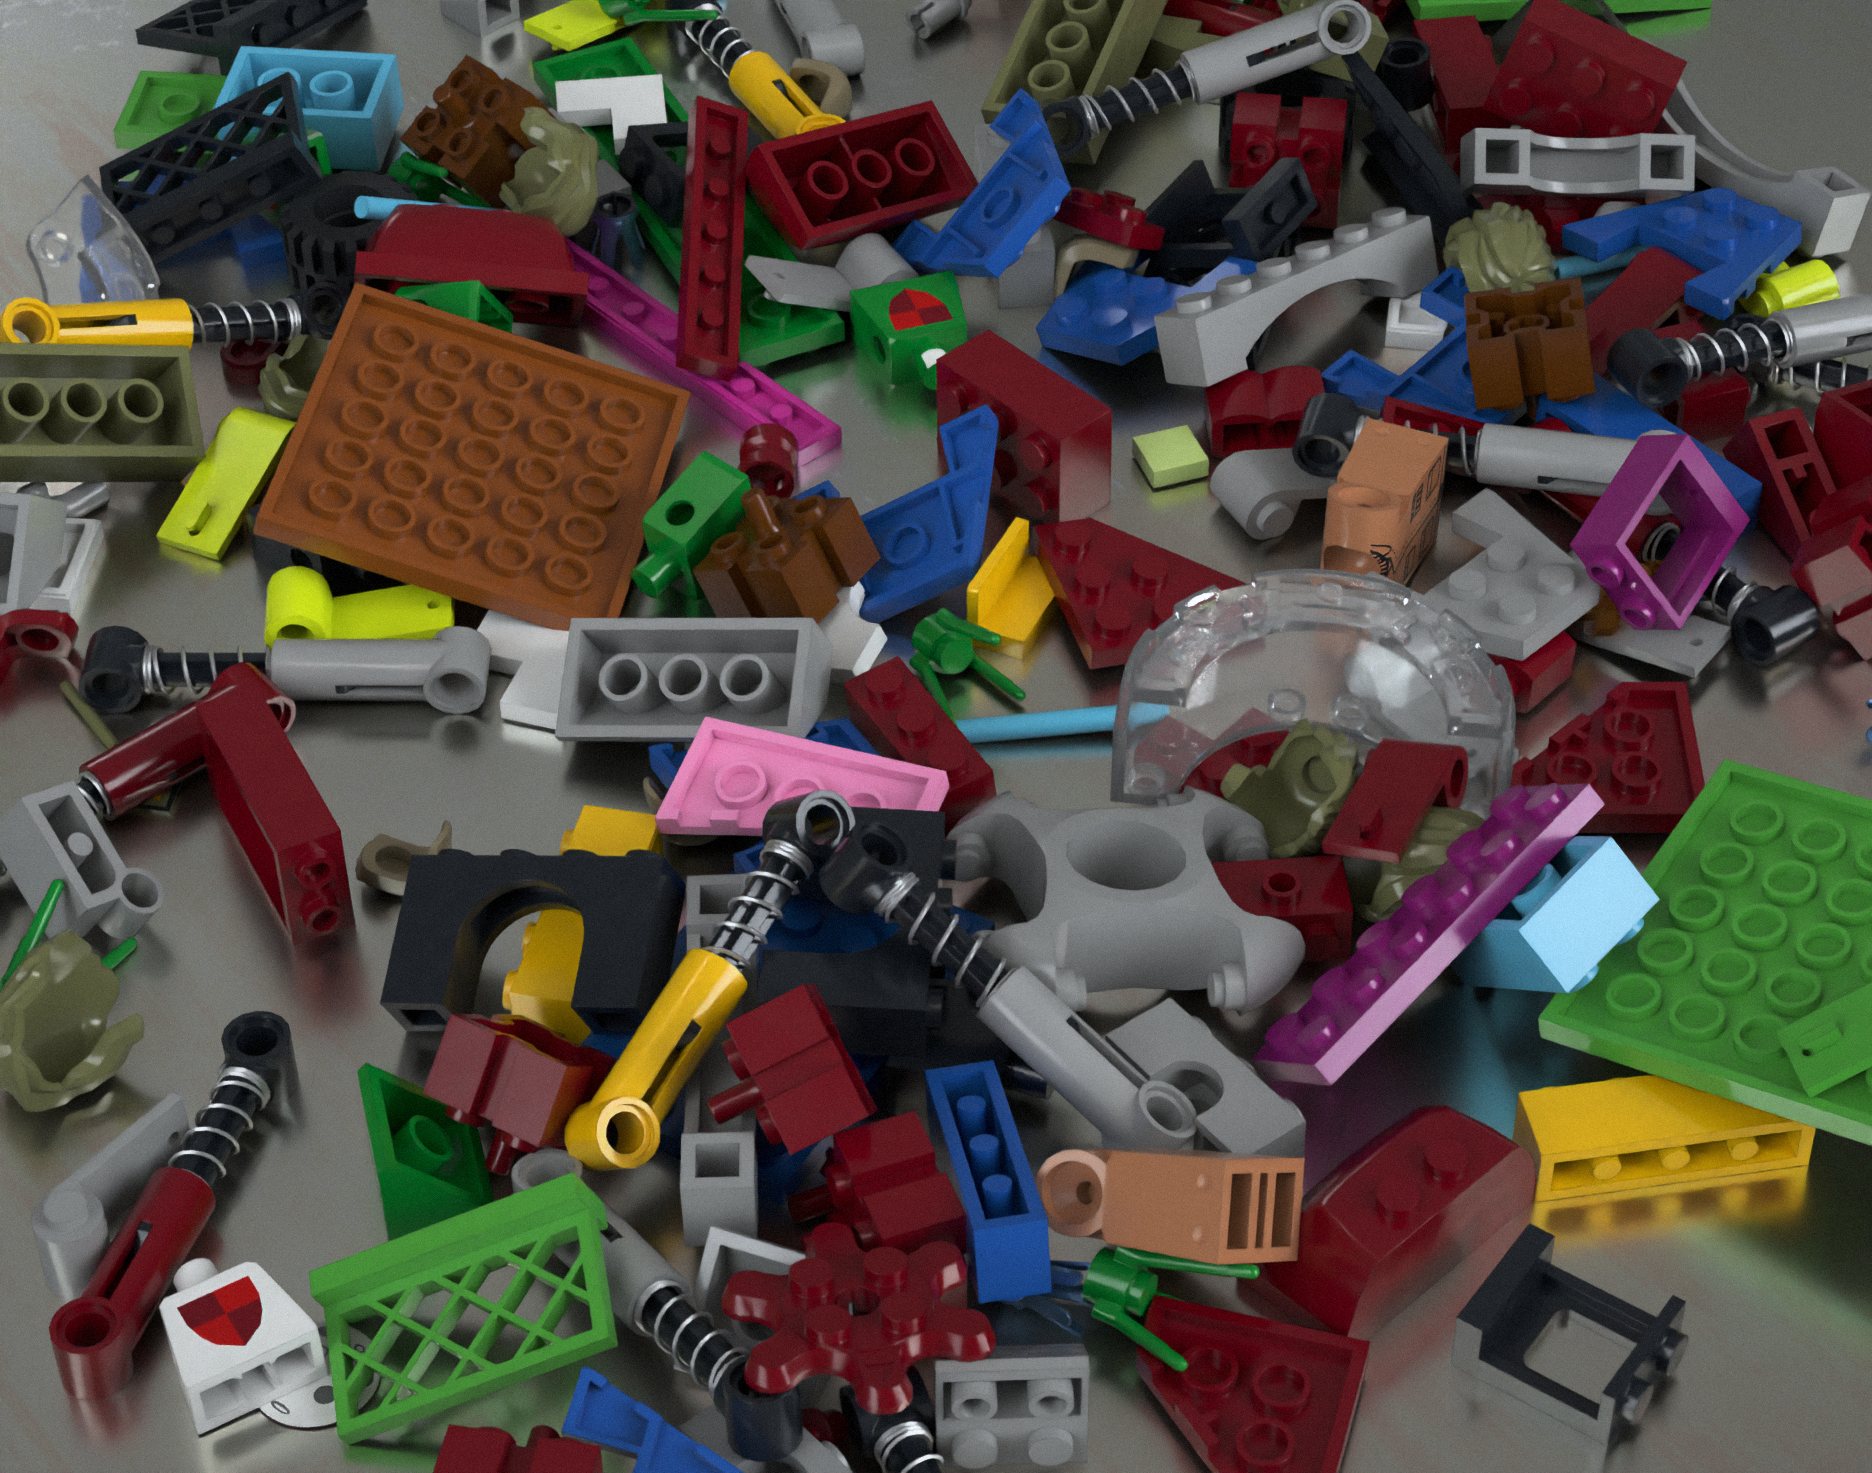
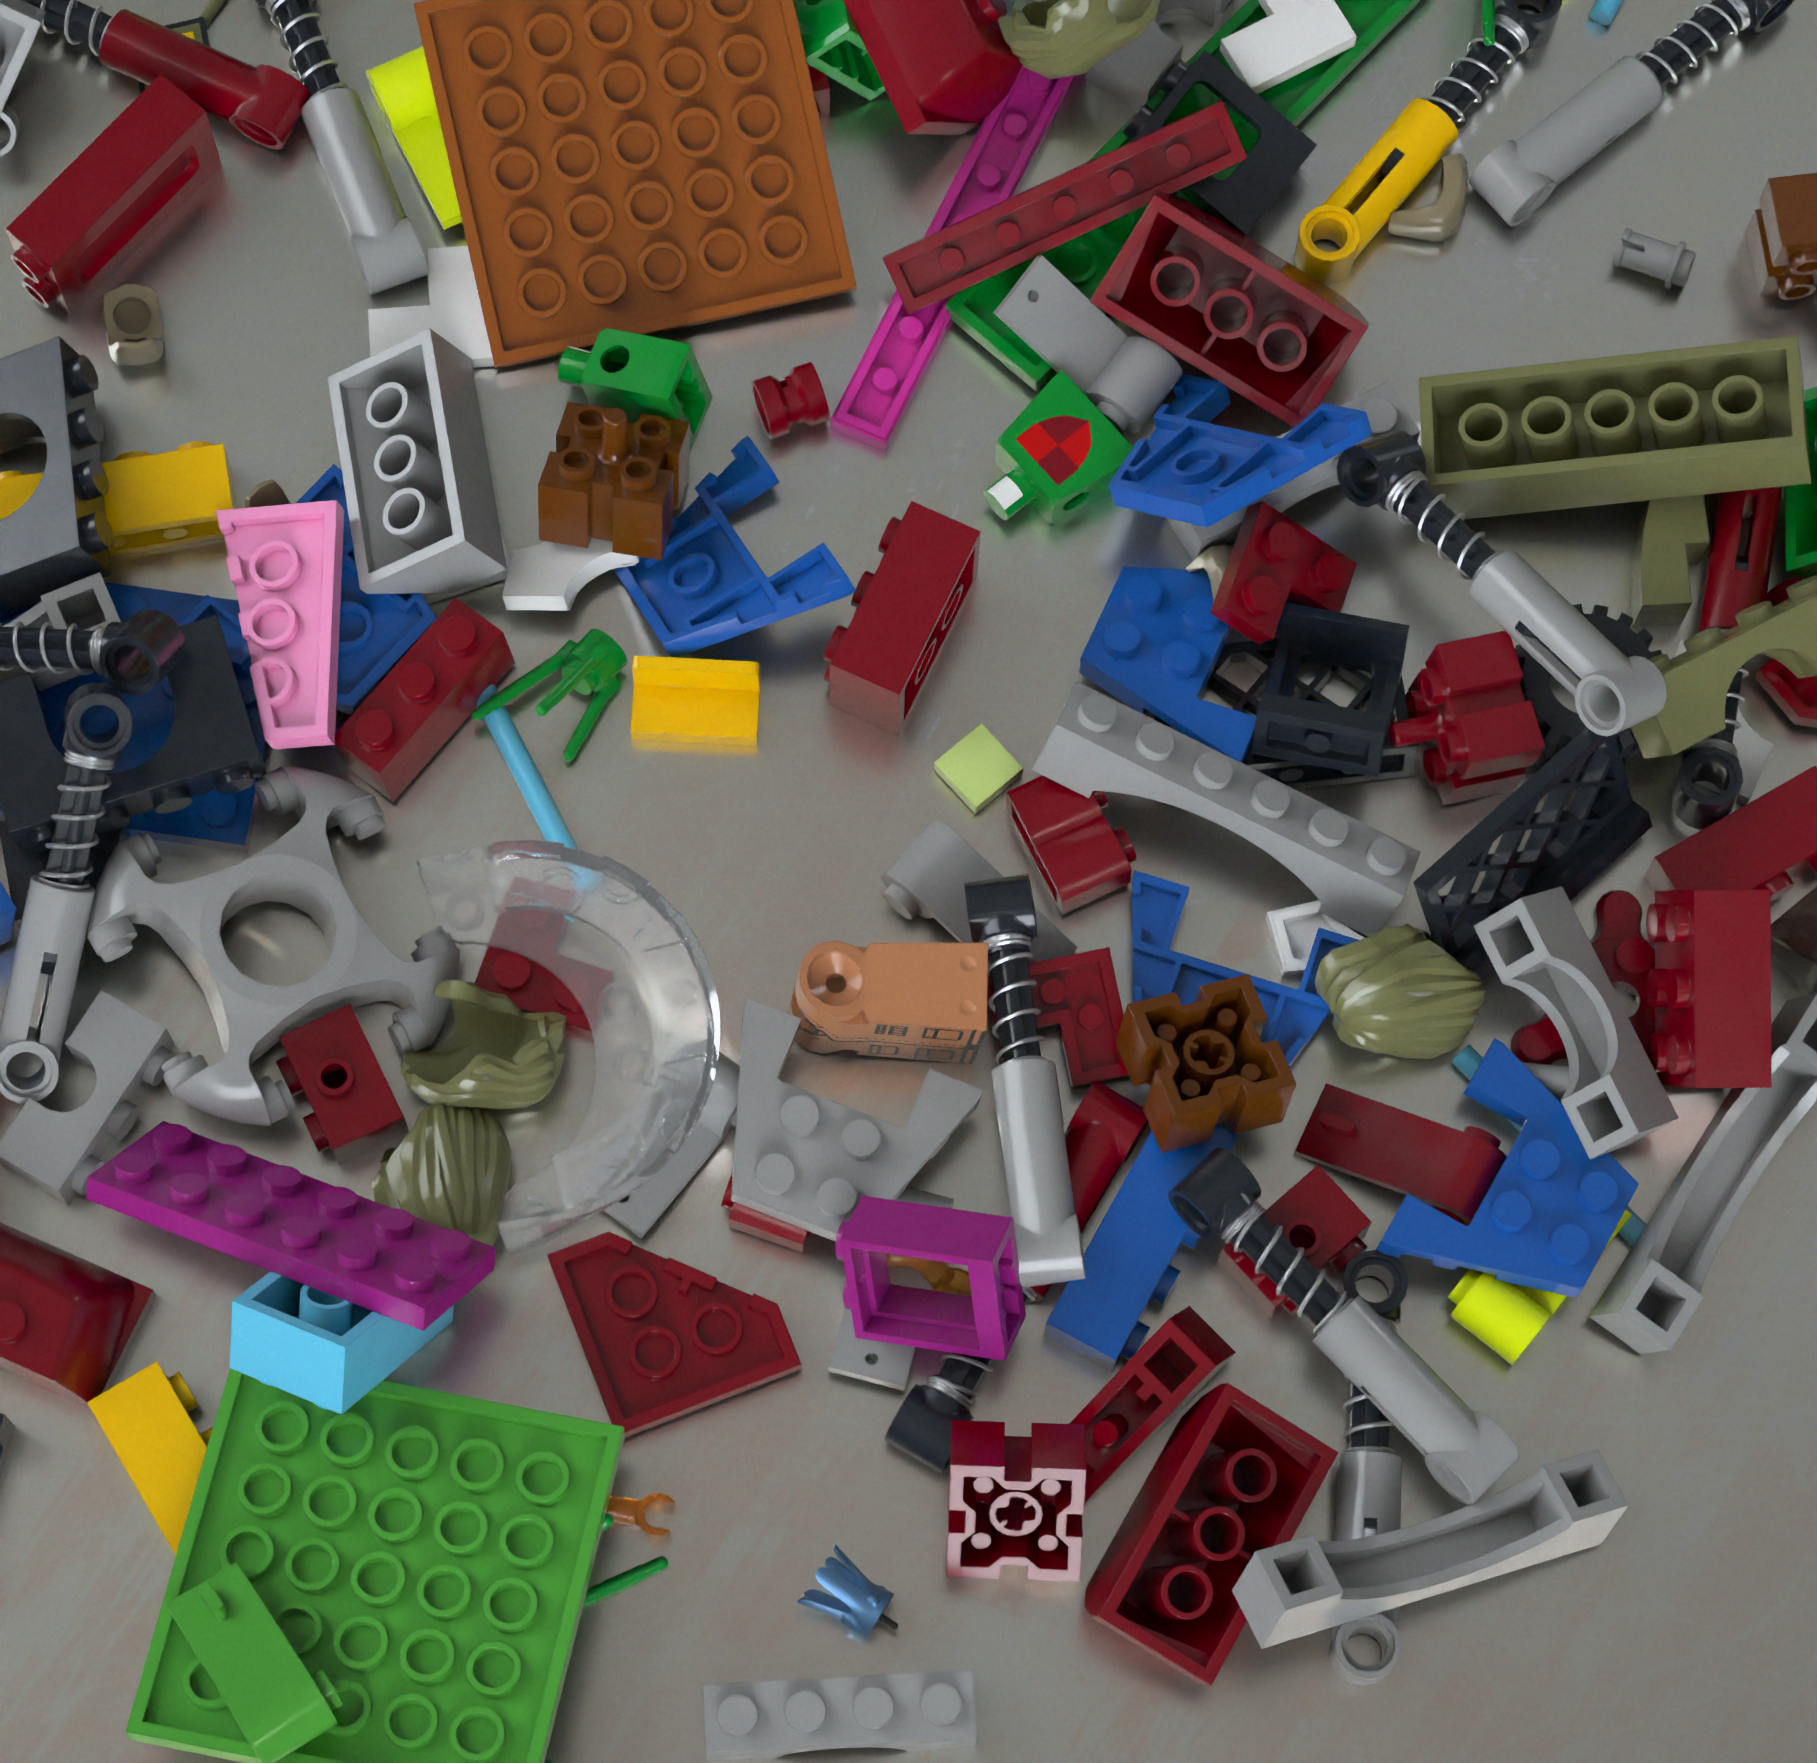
camera: 65 degrees right, 30 degrees up
(614, 216) = (1095, 100): flat silver piece -> none
(1115, 584) = (735, 813): dark red plate -> none
(1394, 797) = (465, 1139): dark red door -> none

